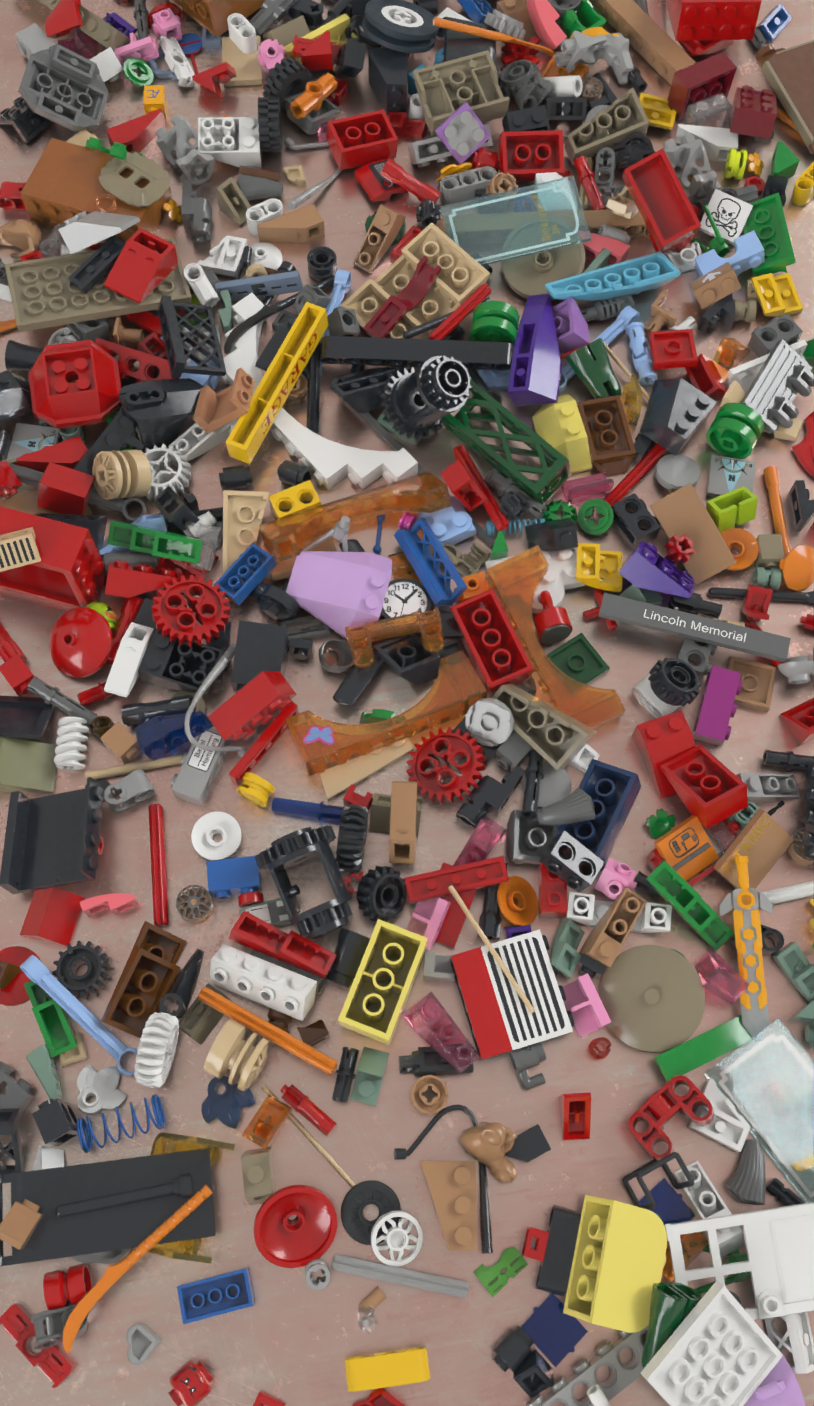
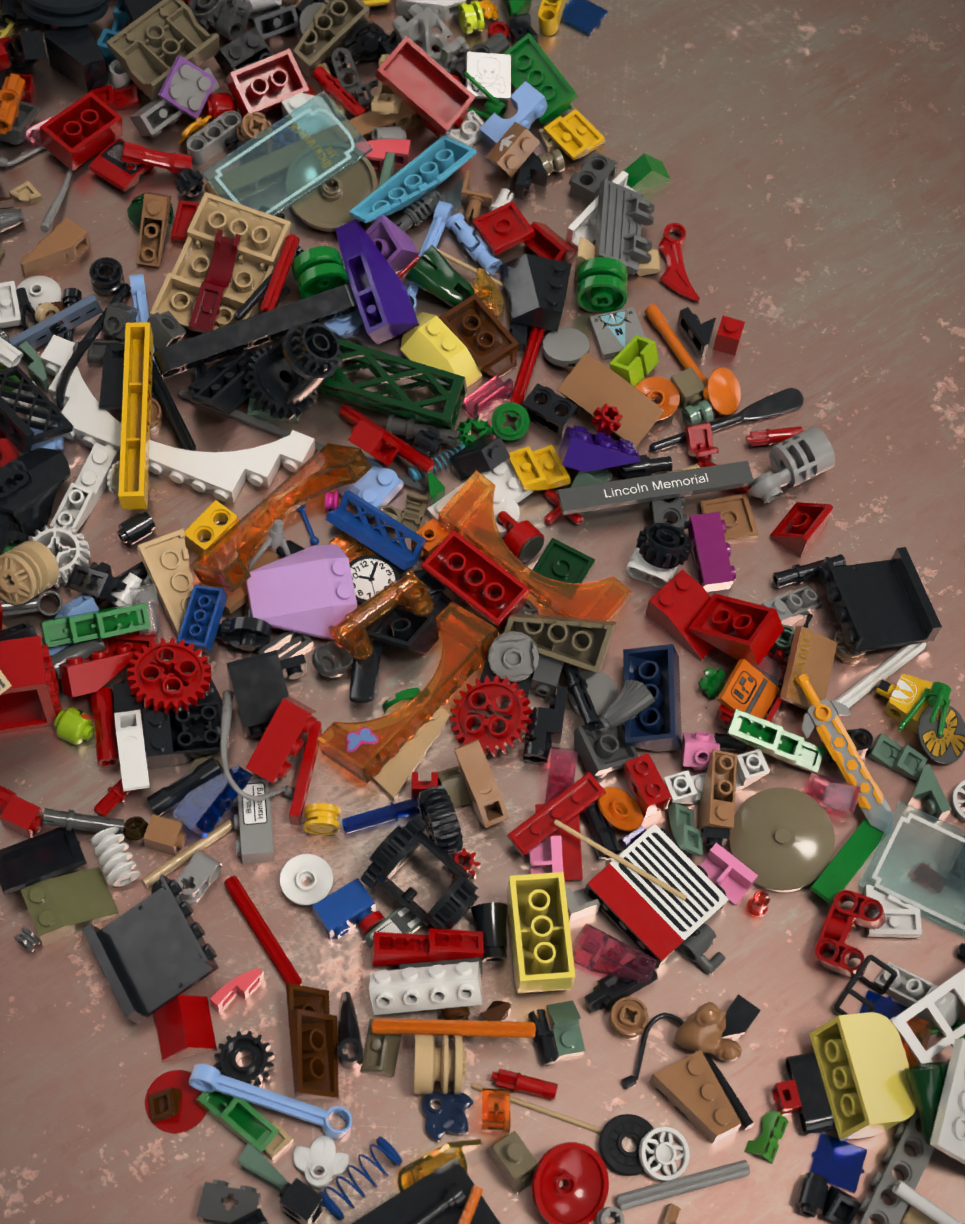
camera: 30 degrees left, 5 degrees down
(89, 643) = (84, 756): red dish -> none
(156, 1050) = (361, 1093): white gear -> none
(195, 904) = (320, 952): wheel -> none
(221, 408) = (95, 458): nougat panel -> none
(263, 212) = (17, 248): white beam -> none
(293, 473) = (194, 500): black brick -> none
(381, 893) = (493, 858): black gear -> none
(574, 858) = (654, 748): black brick -> none
(575, 1115) = (765, 971): red slope -> none
(583, 758) = (614, 655): white slope -> none
(730, 353) = (558, 210): clear orange slope -> none
(750, 1178) = (940, 953): dark grey piece -> none

